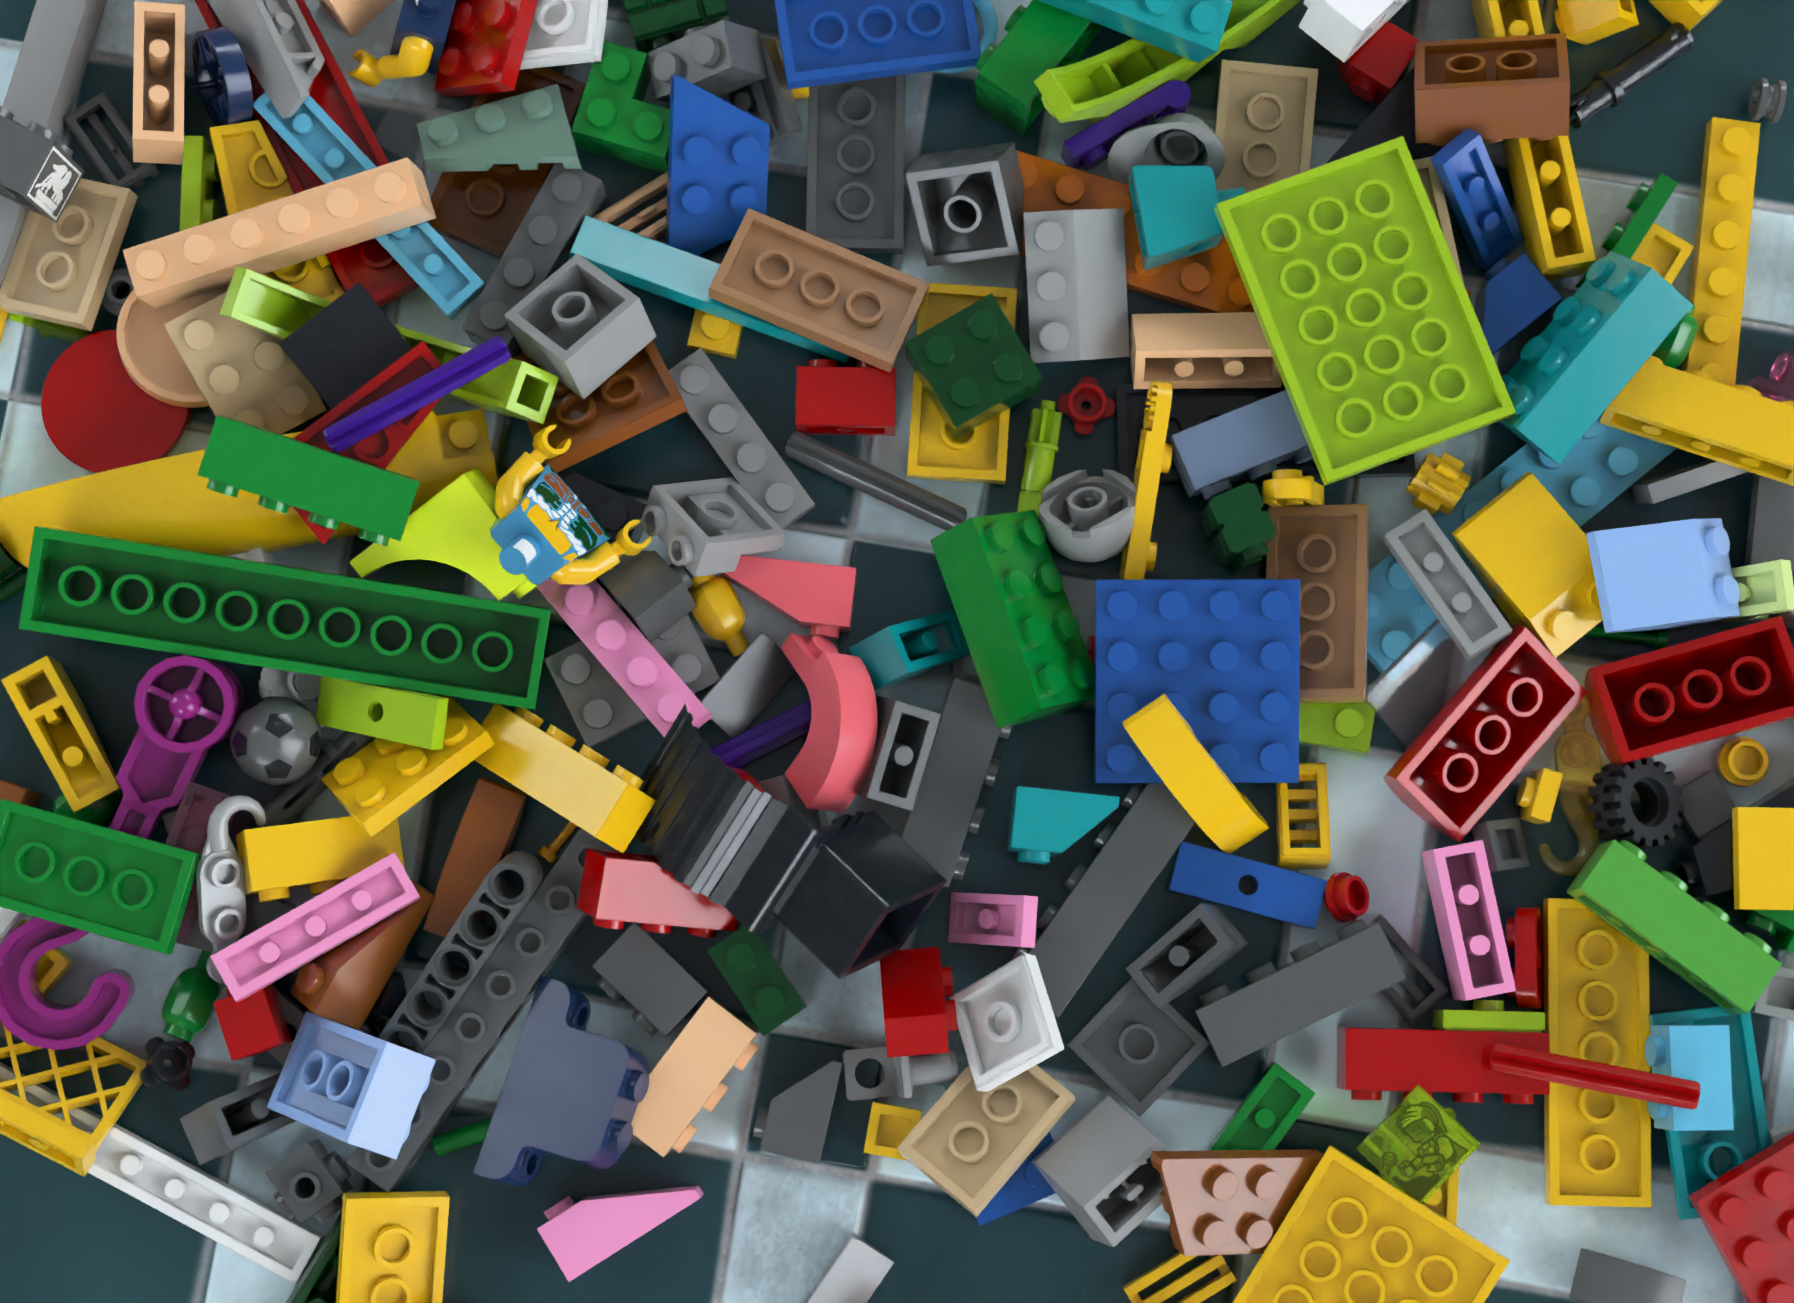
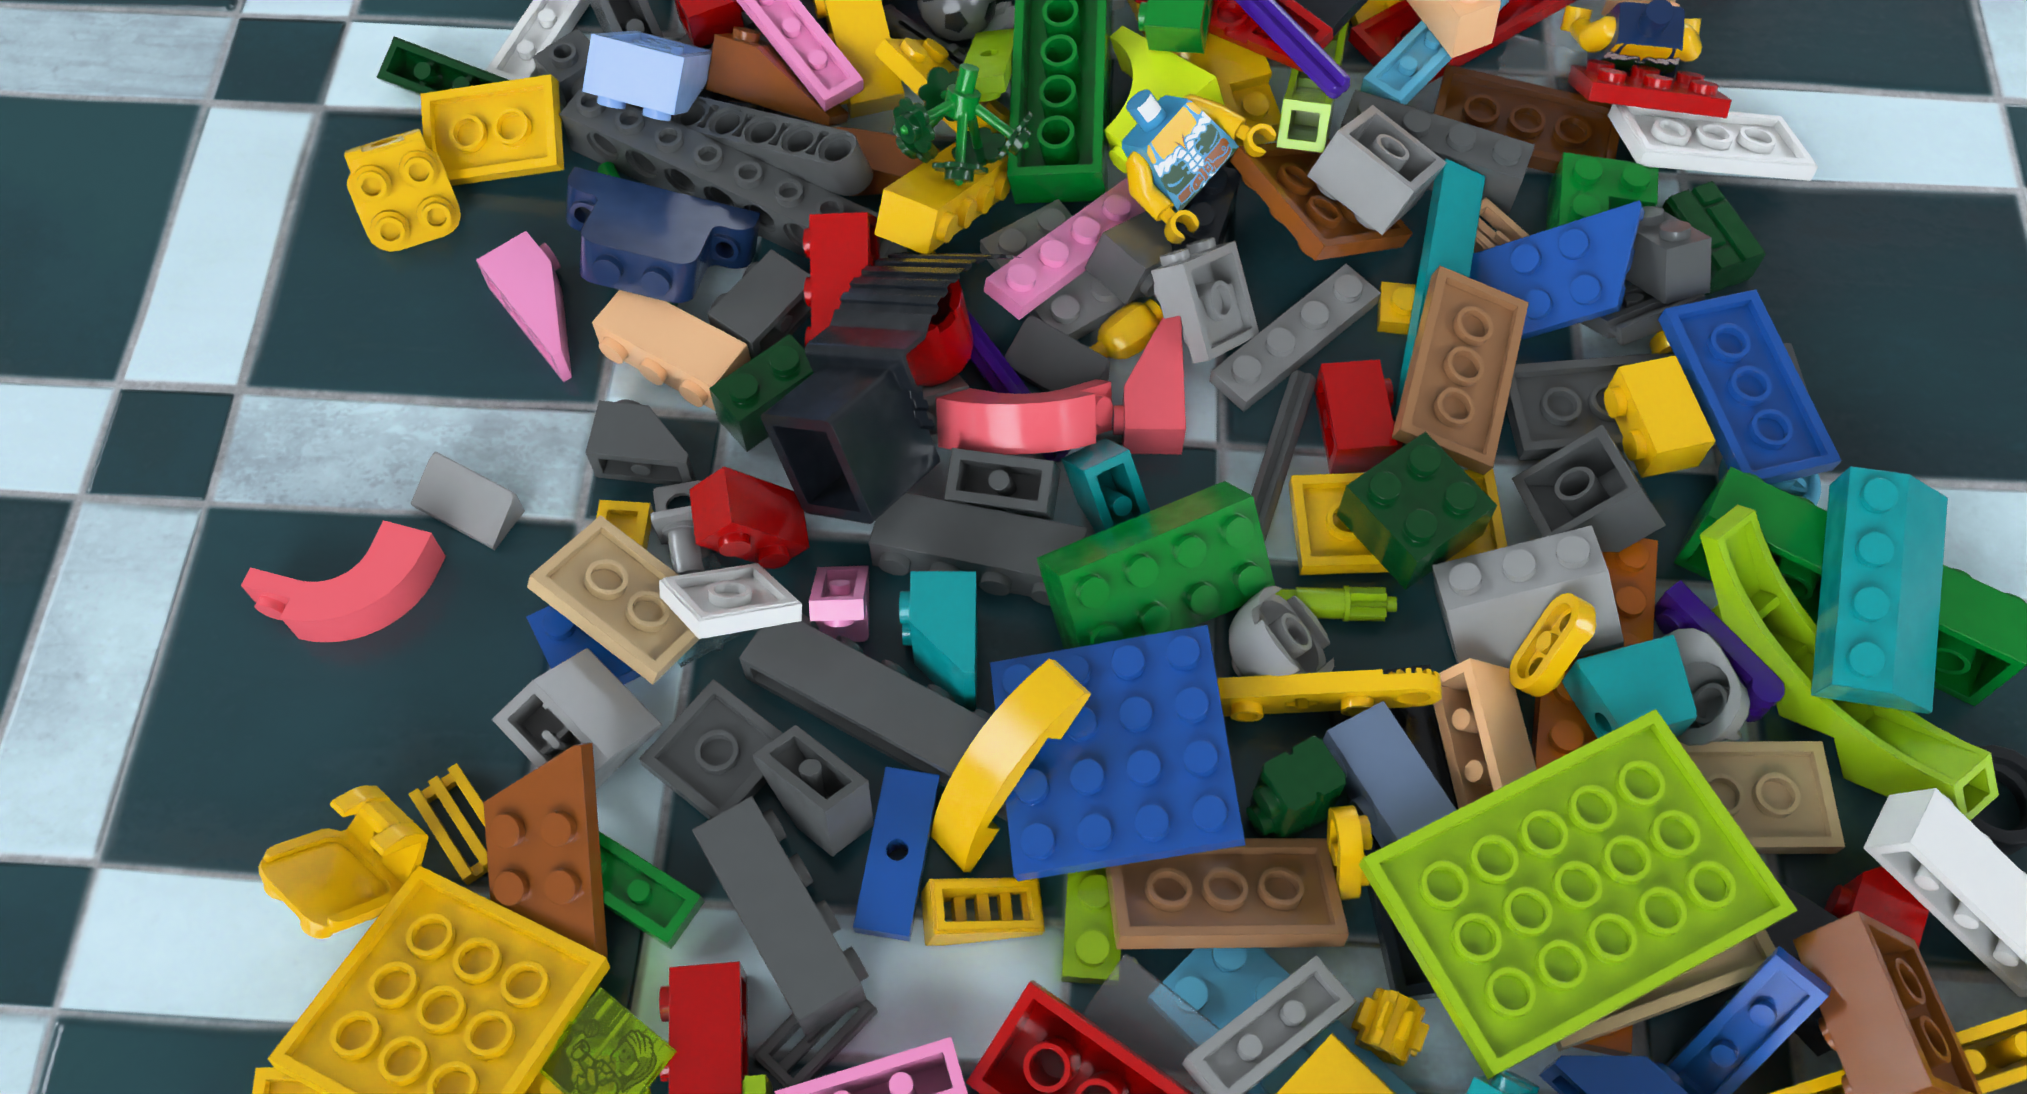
camera: 85 degrees right, 20 degrees down
(503, 745) = (956, 99): none -> dark green plant
(507, 131) = (1545, 104): sand green wing -> none
(894, 118) = (1658, 417): none -> yellow brick
(1086, 391) = (1405, 631): red plate -> none
(1128, 274) = (1552, 645): none -> yellow plate
(1346, 896) = (892, 961): red plate -> none

